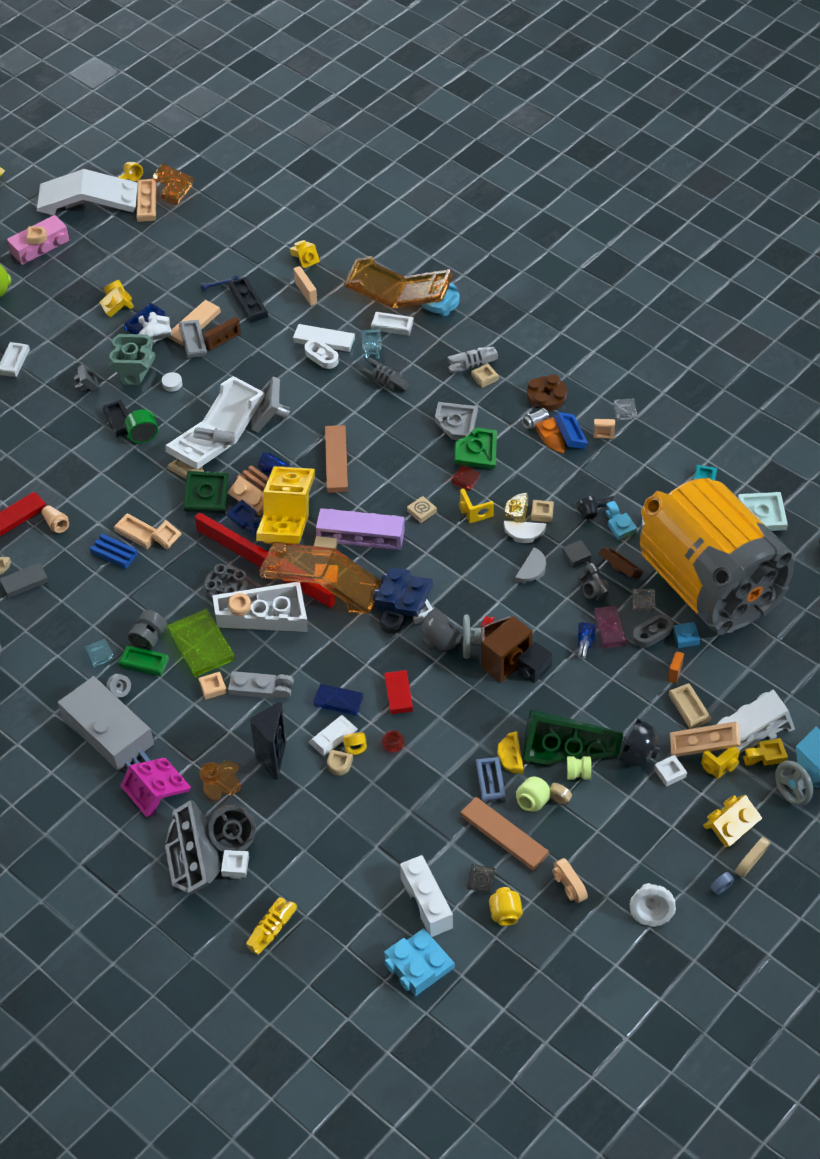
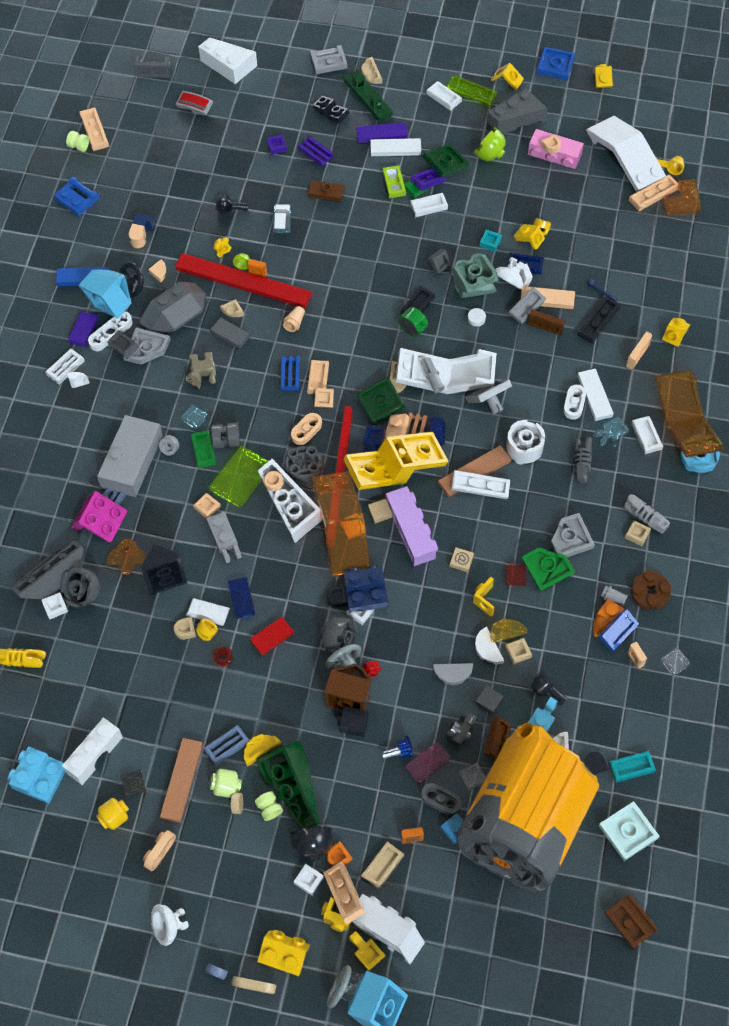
camera: 60 degrees right, 10 degrees up
(48, 620) = (201, 368): none -> dark tan animal
(95, 333) = (490, 240): none -> teal tile
(191, 568) = (304, 428): none -> light nougat plate
(338, 404) = (525, 442): none -> white brick
(355, 458) = (480, 484): none -> white tile
(663, 736) = (337, 854): none -> orange tile

